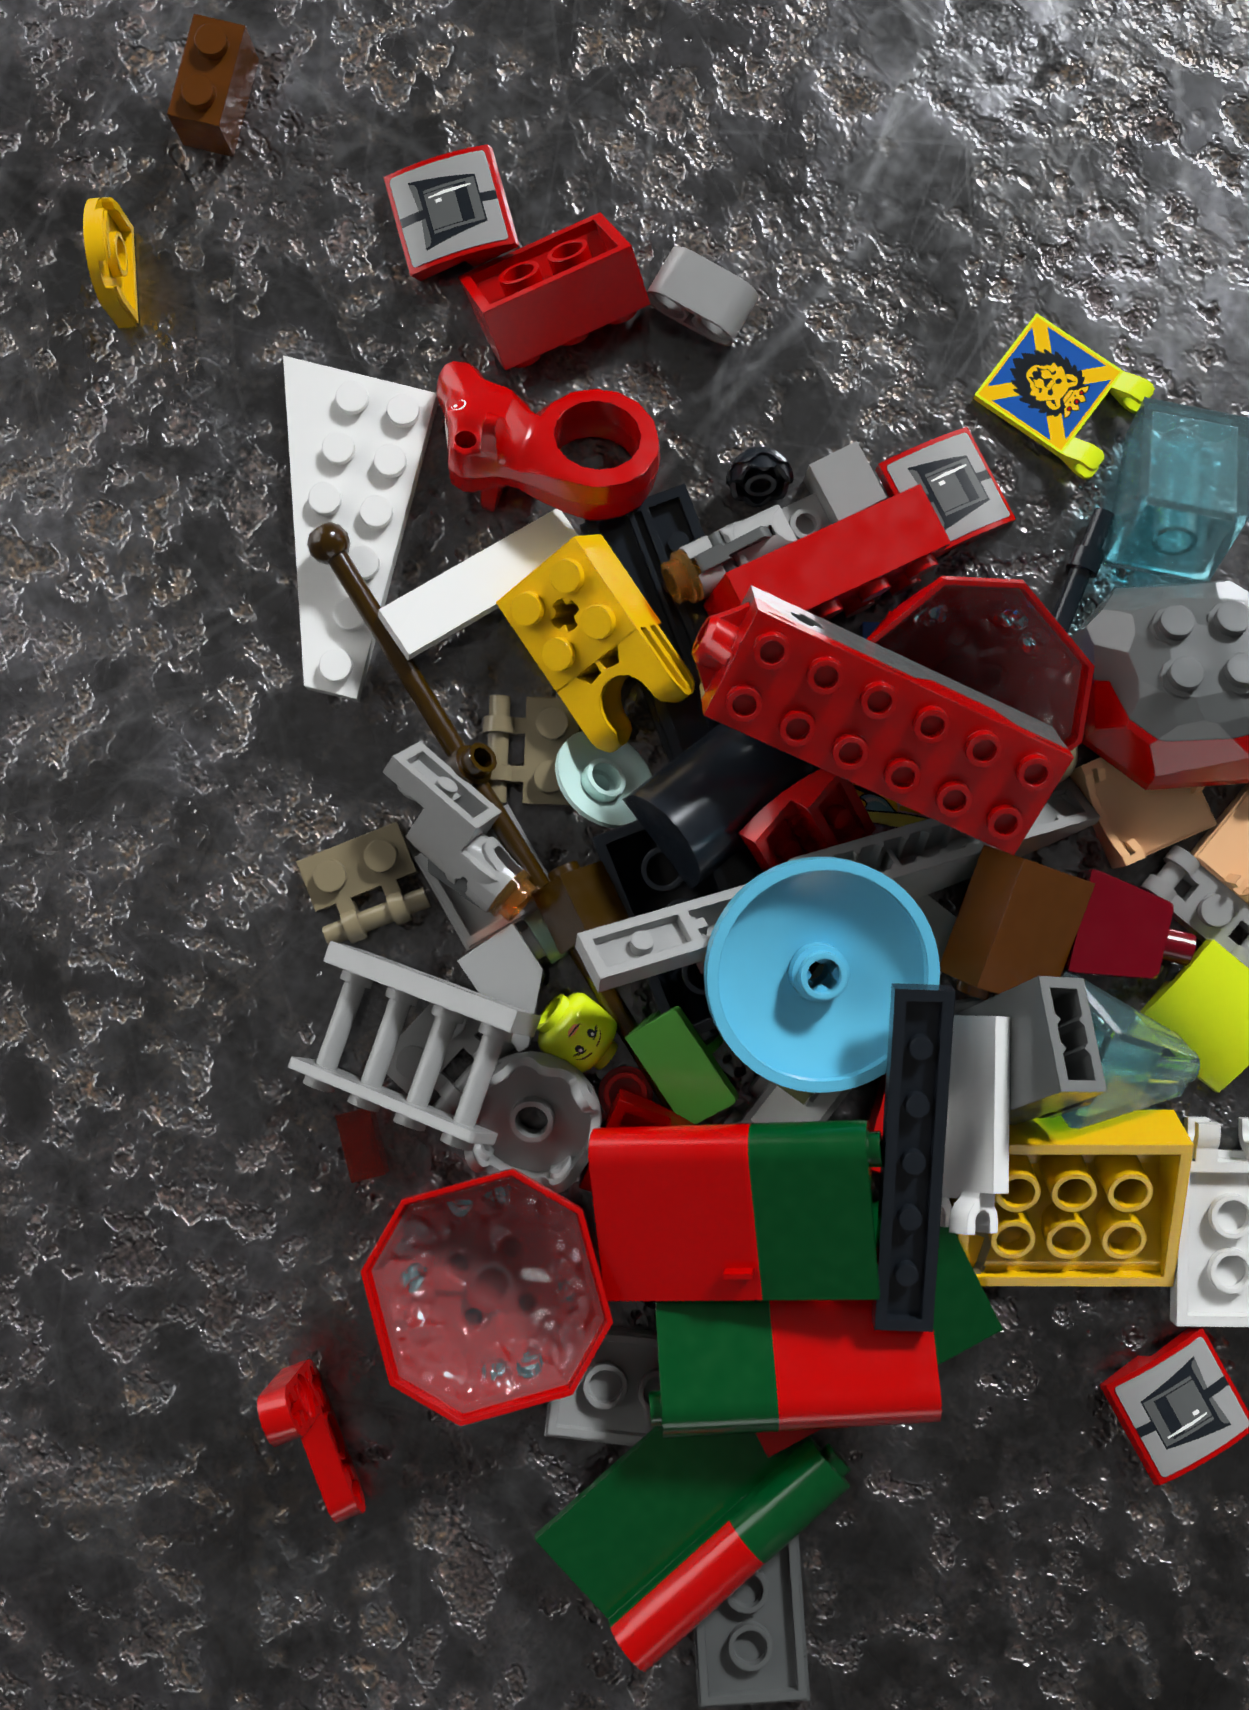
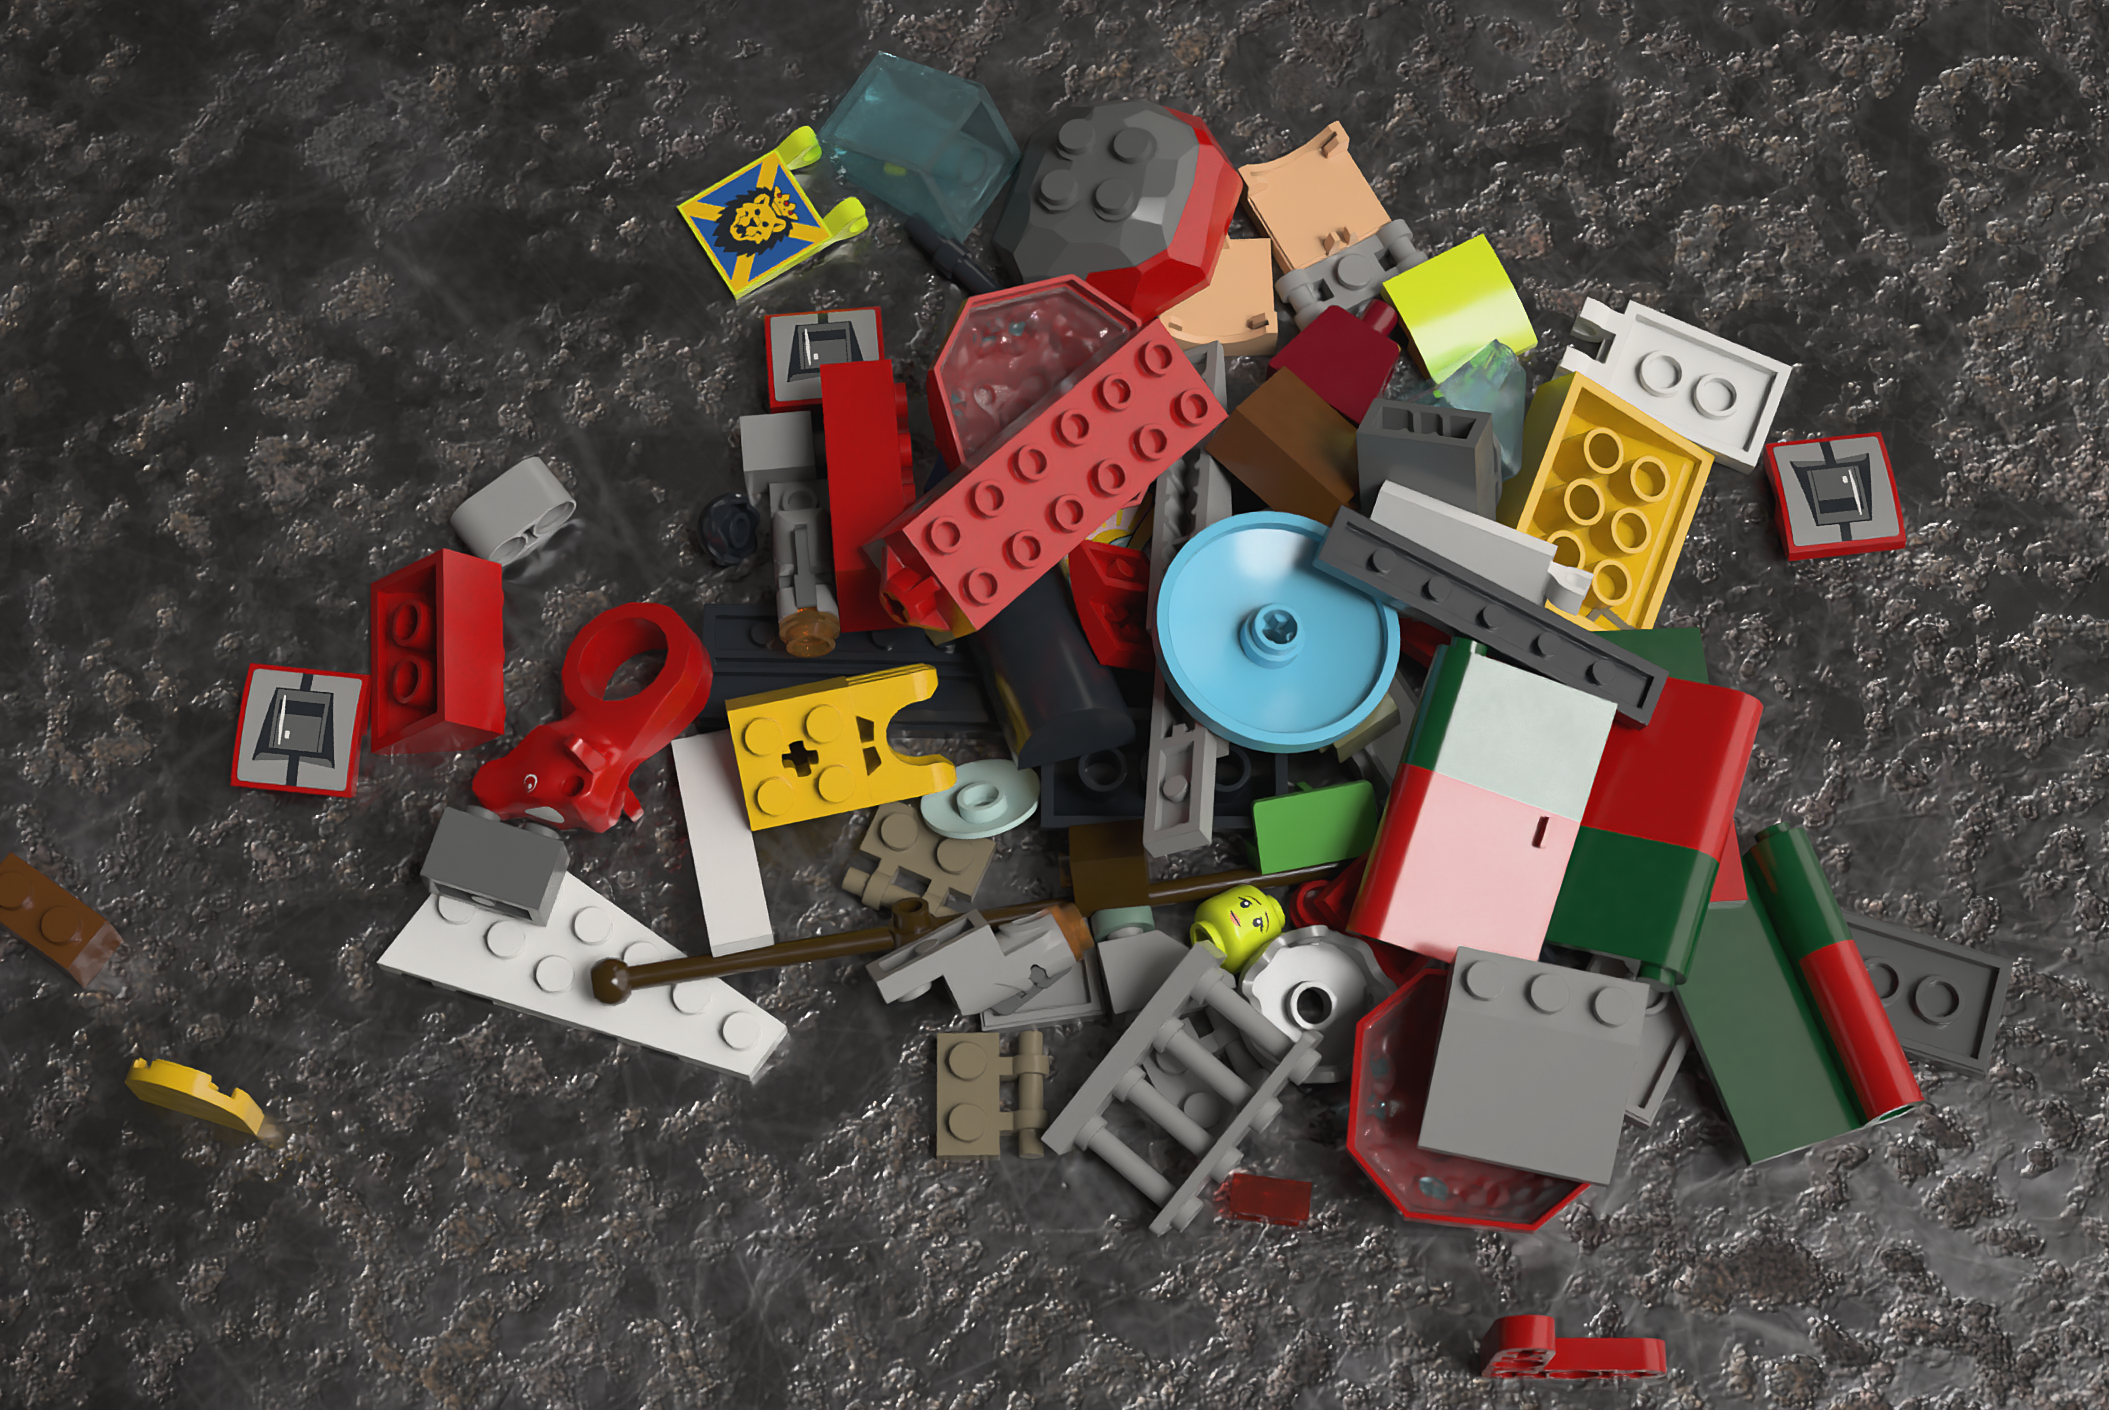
camera: 70 degrees left, 15 degrees down
(385, 409) = (496, 864): none -> dark grey brick
(523, 1338) = (1532, 1066): none -> light grey slope

